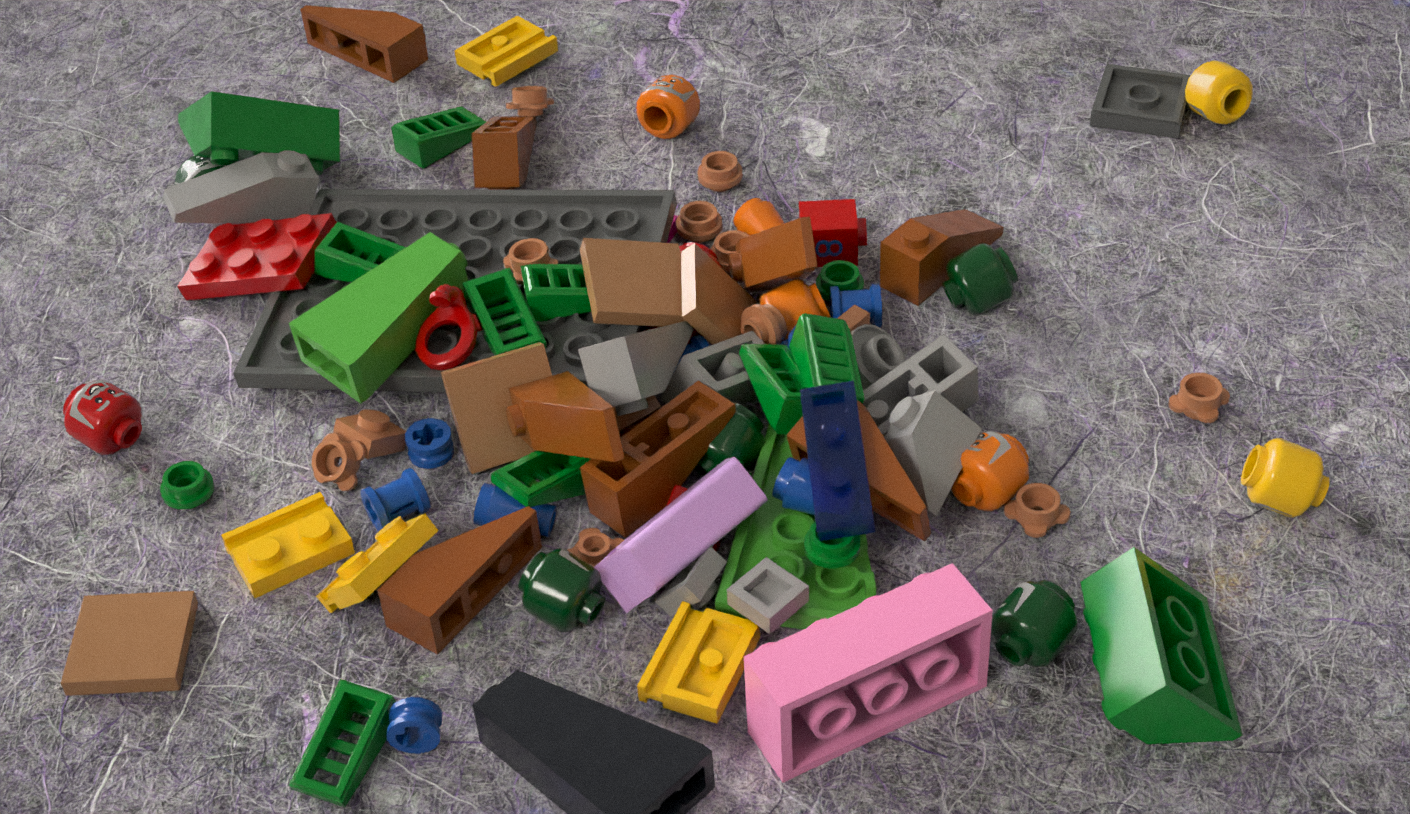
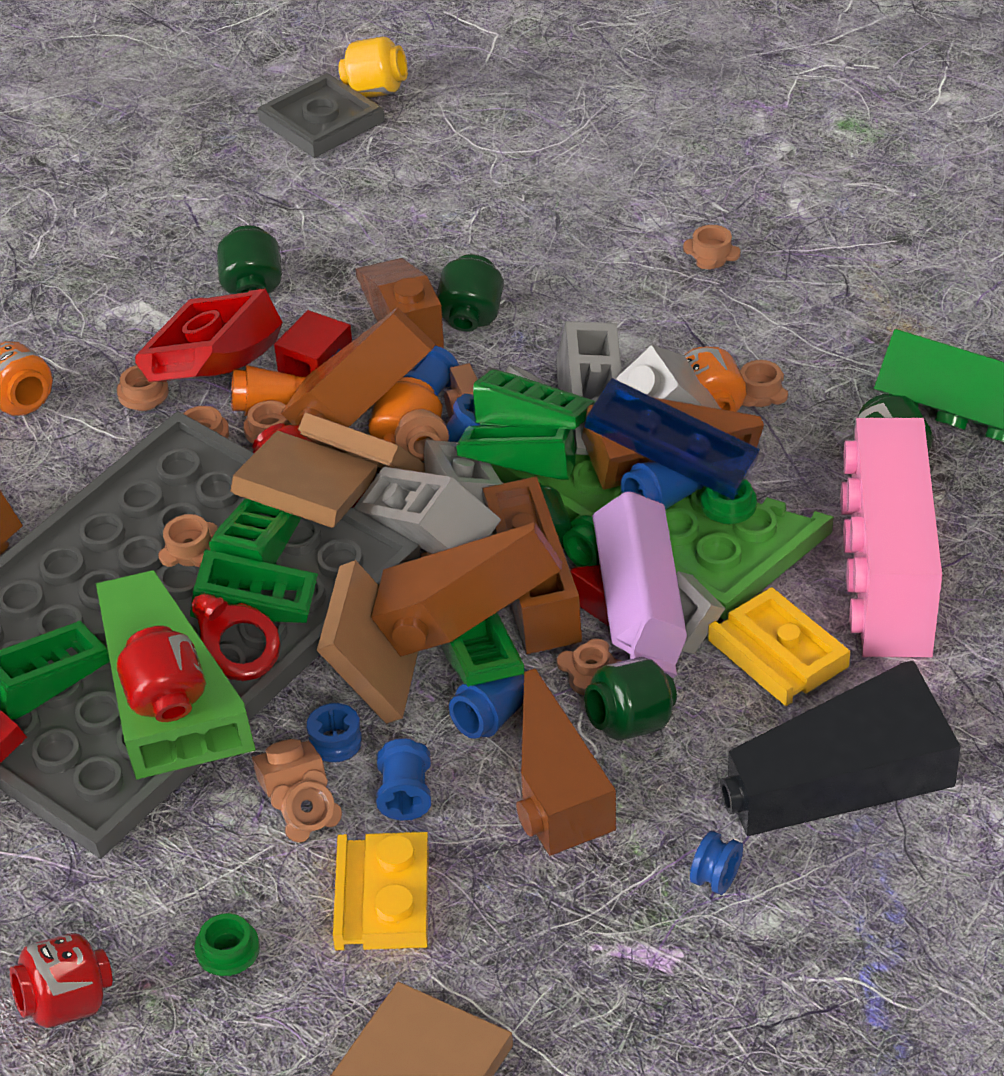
camera: 60 degrees left, 0 degrees up
(336, 298) = (160, 673): none -> red head
(345, 701) = (682, 883): green slope -> none
(369, 569) = (492, 816): yellow plate -> none
(768, 595) = (763, 559): light grey plate -> none
(773, 169) = (211, 337): none -> red slope
(902, 149) = (249, 260): none -> dark green head
(1284, 477) = (843, 243): yellow head -> none

